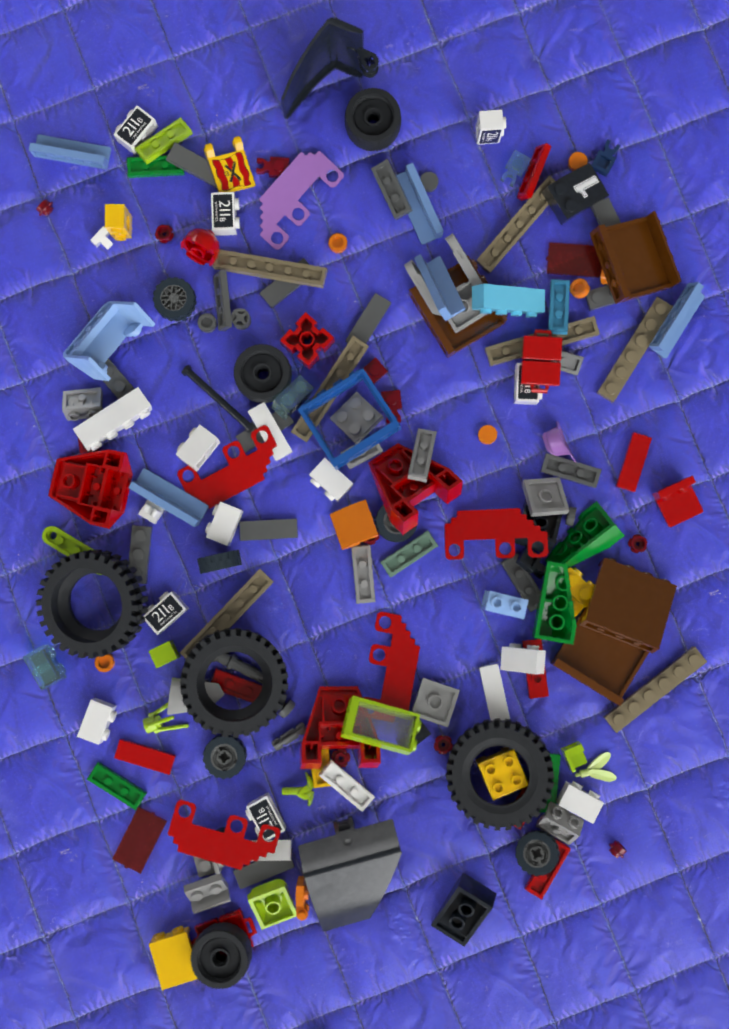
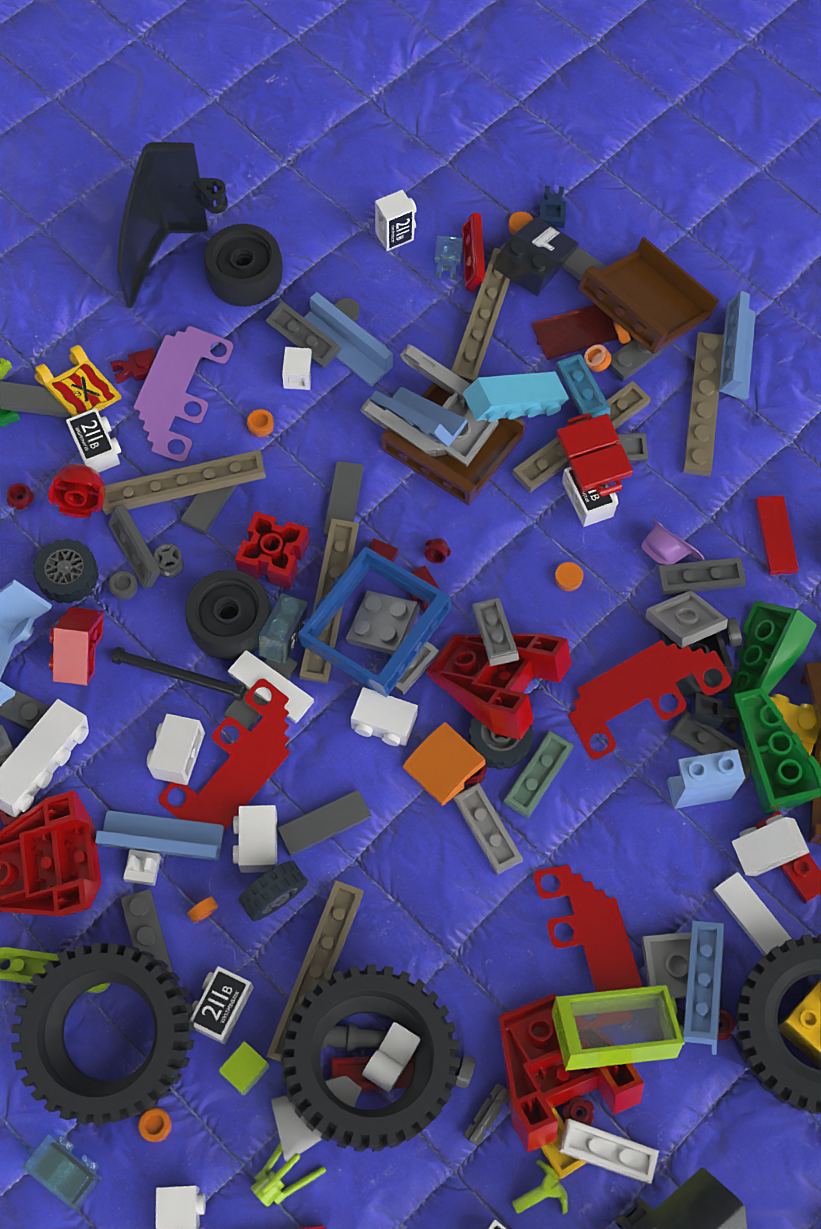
camera: 25 degrees left, 20 degrees down
(161, 354) = (75, 644): none -> brick
(176, 553) = (202, 910): none -> orange tile
(224, 756) = (402, 1190): black wheel -> none
(247, 685) = (391, 1057): none -> white panel
(377, 213) = (297, 368): none -> white panel
(412, 382) = (436, 550): none -> dark red plate
(443, 722) = (704, 984): none -> medium blue panel

